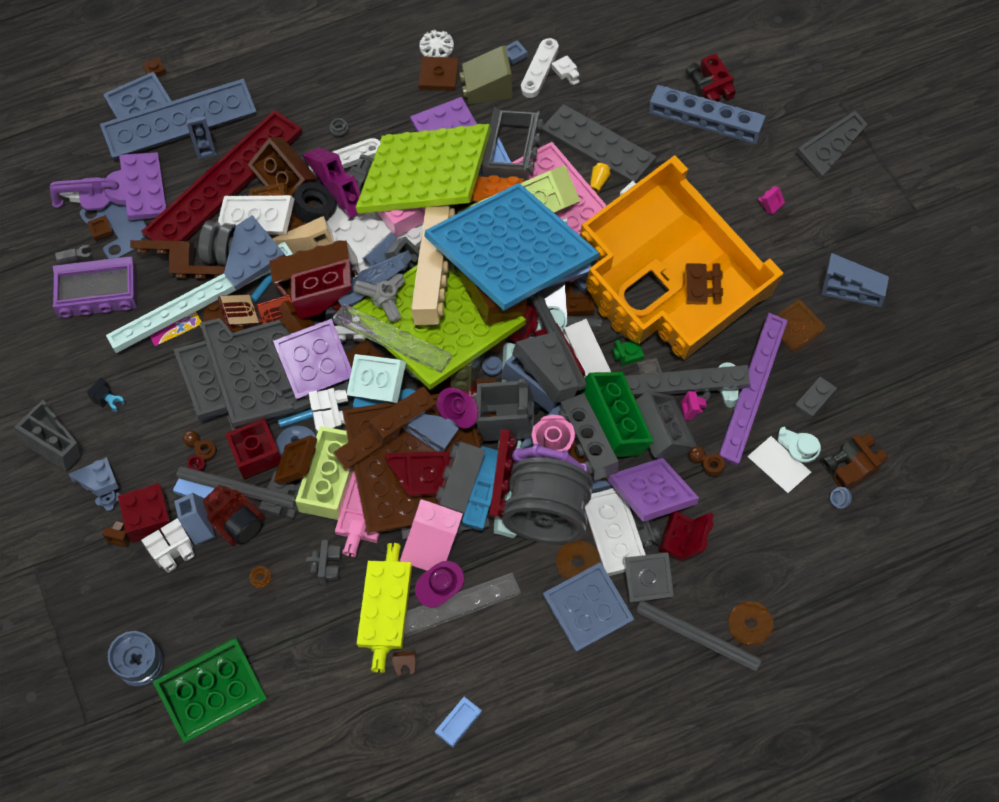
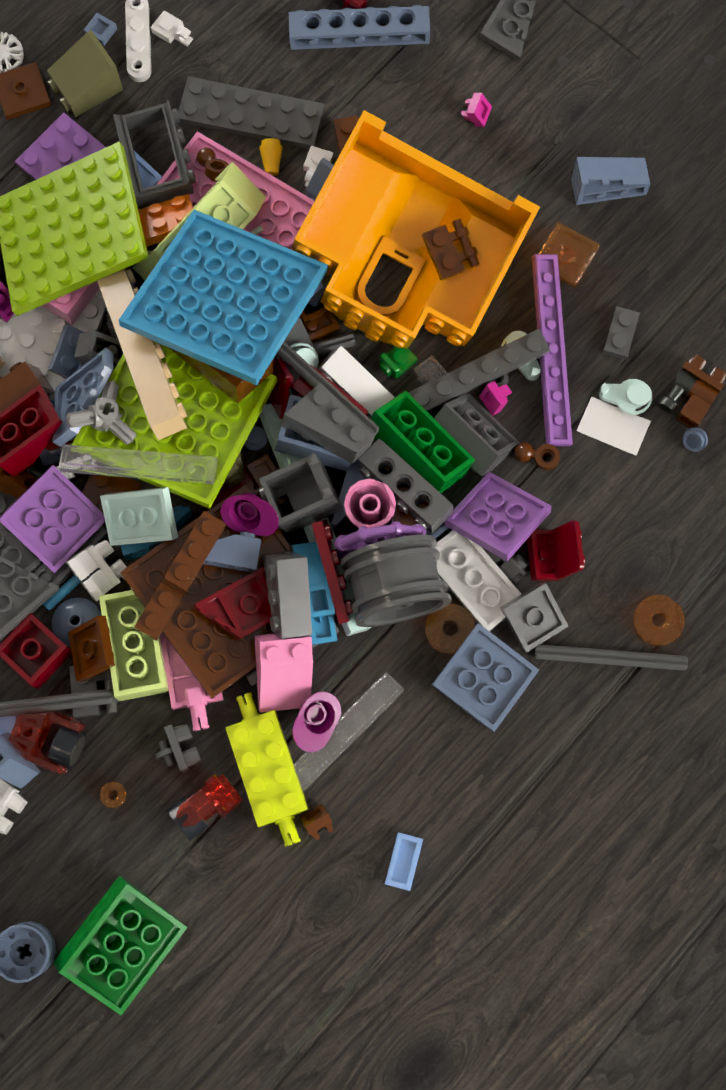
camera: 25 degrees left, 15 degrees up
(324, 610) = (193, 812): none -> clear red piece
(549, 161) = (213, 167): none -> reddish brown plate

